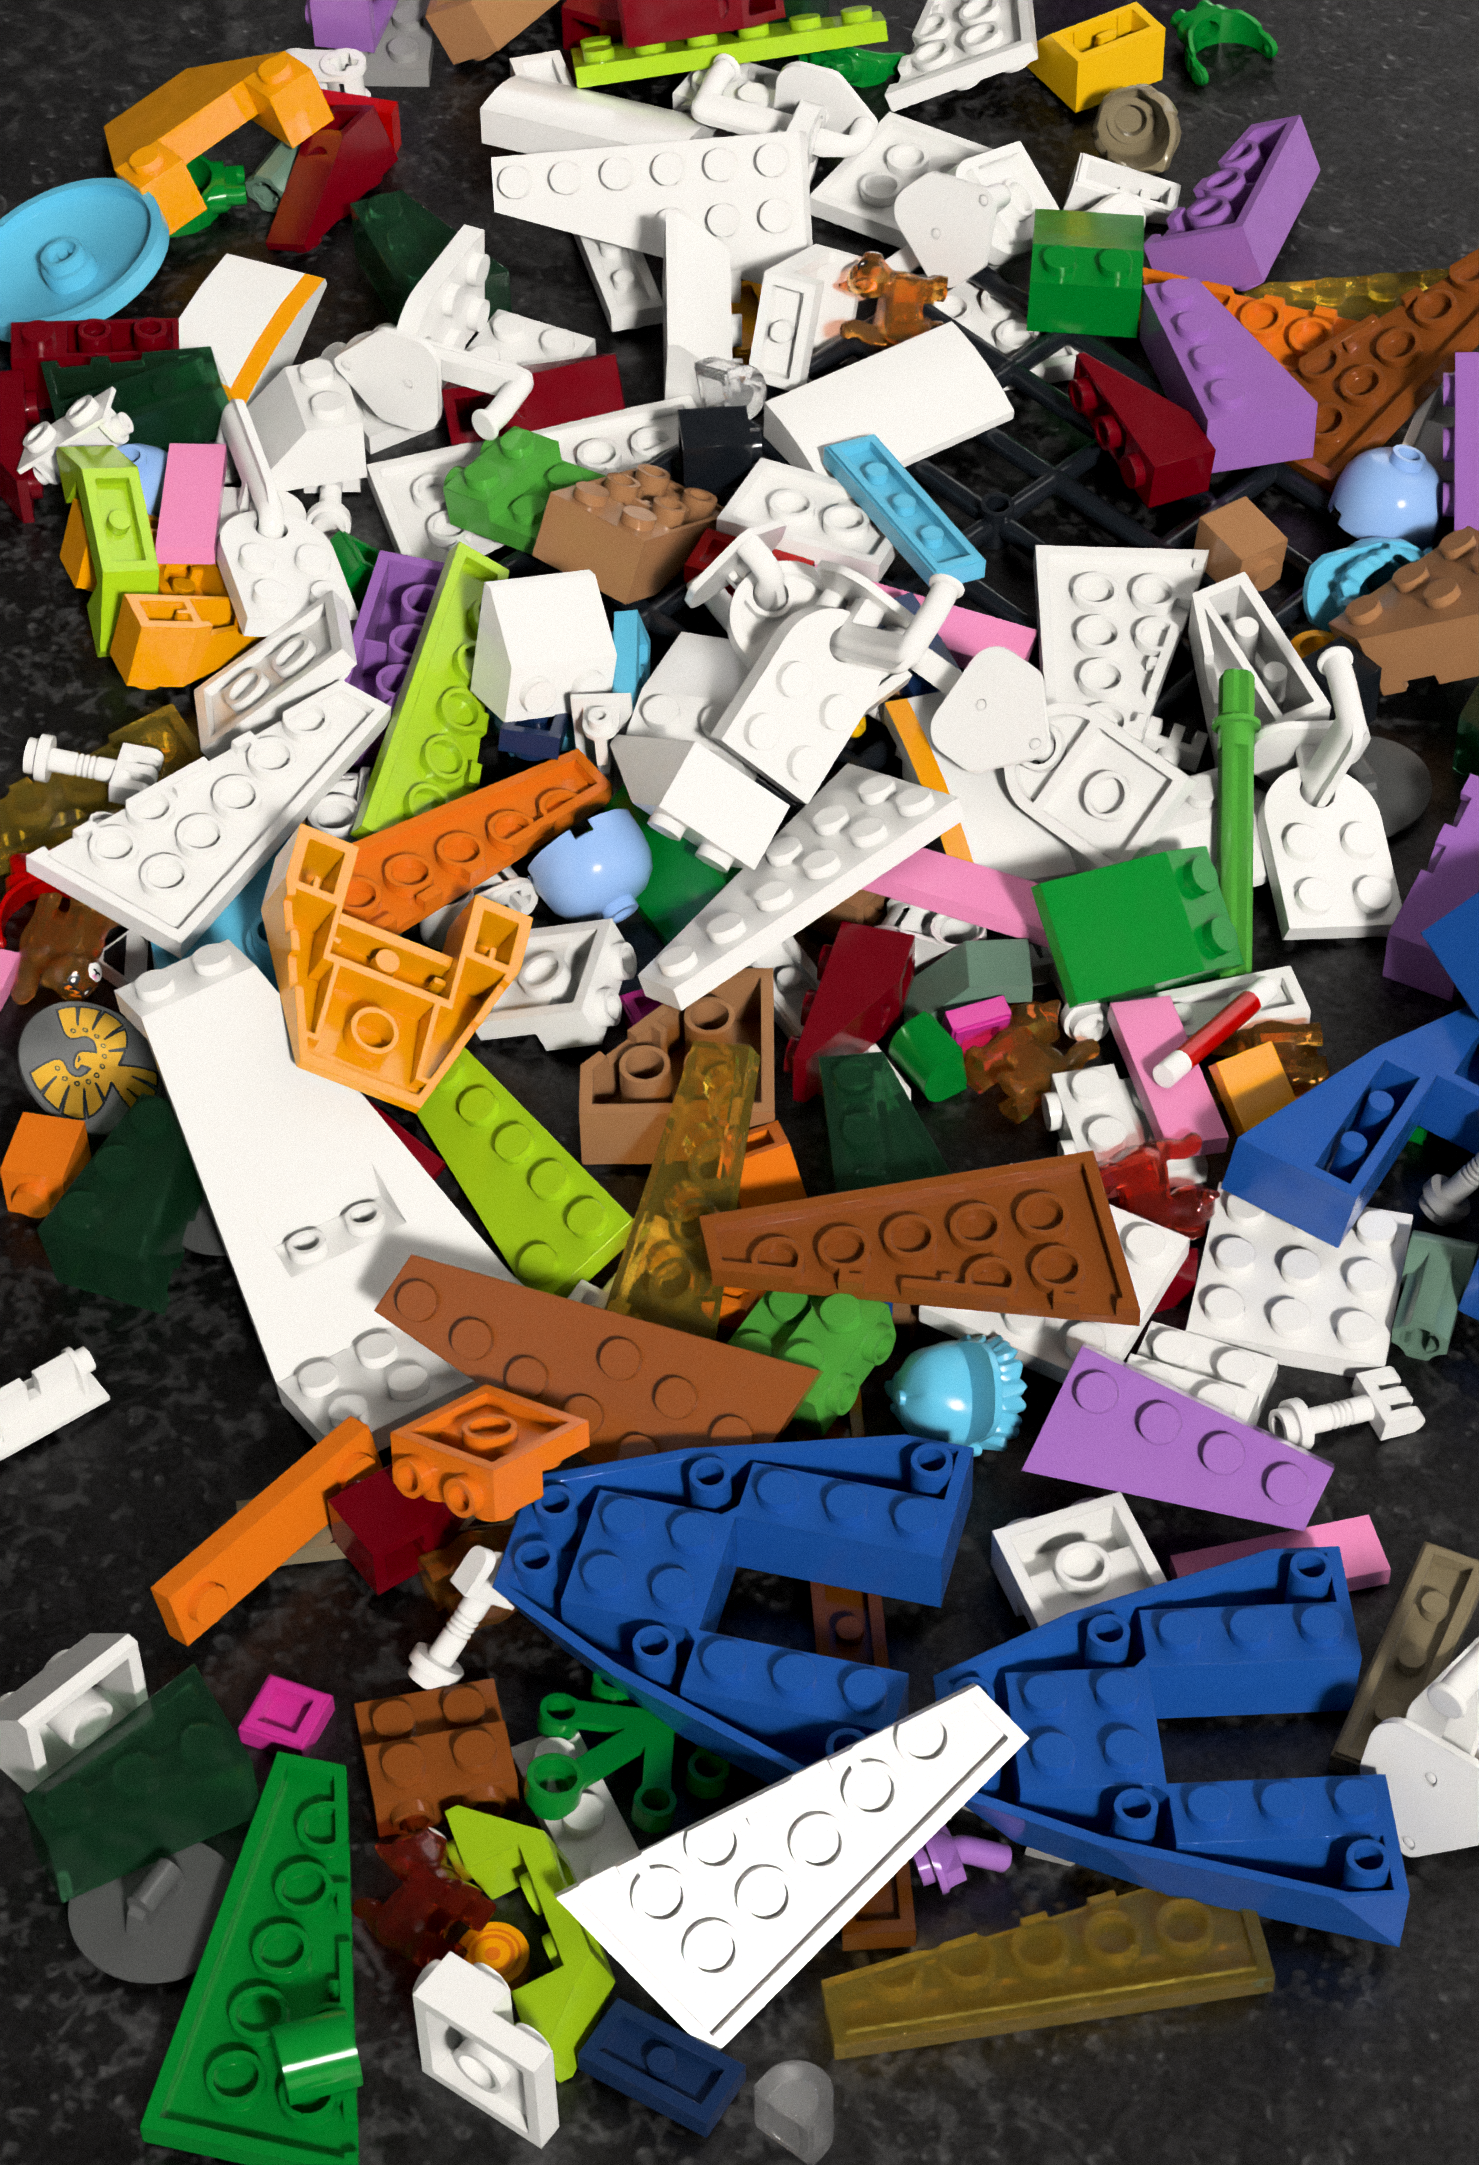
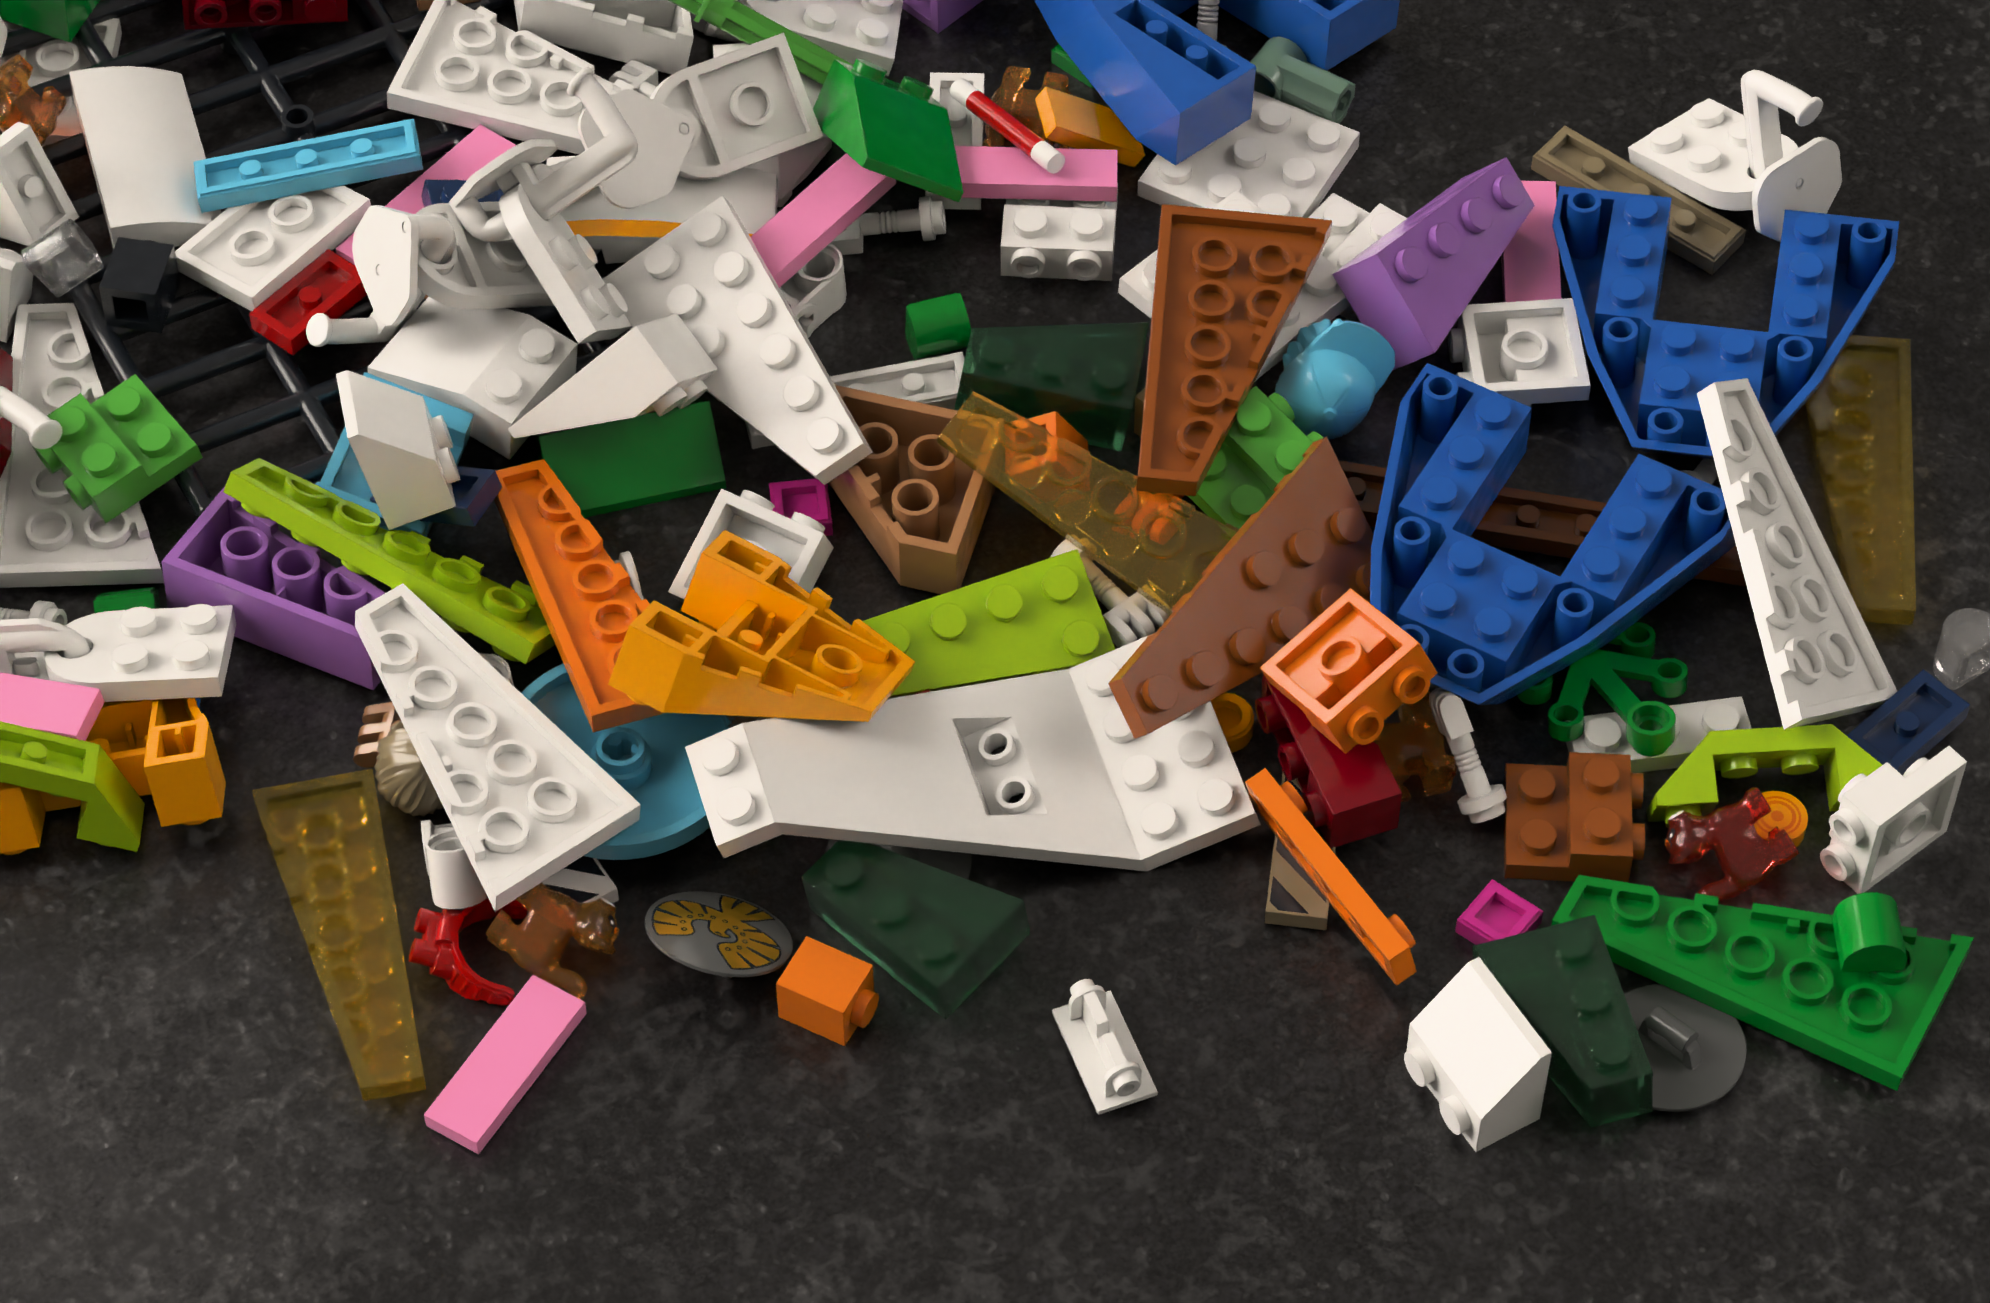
camera: 75 degrees left, 5 degrees up
(128, 775) = (305, 894): white hinge -> none
(276, 674) = (286, 684): white plate -> none
(595, 872) = (633, 498): light blue cylinder -> none
(596, 723) = (487, 439): white hinge -> none
(626, 529) = (221, 372): medium nougat slope -> none
(857, 1000) = (872, 350): dark red slope -> none
(971, 975) = (872, 282): sand green slope -> none
(977, 1022) = (918, 279): dark pink tile -> none
(1023, 1059) = (962, 269): clear orange animal -> none
(1143, 1185) = (1137, 211): clear red animal -> none
(1375, 1400) = (1399, 192): white hinge -> none

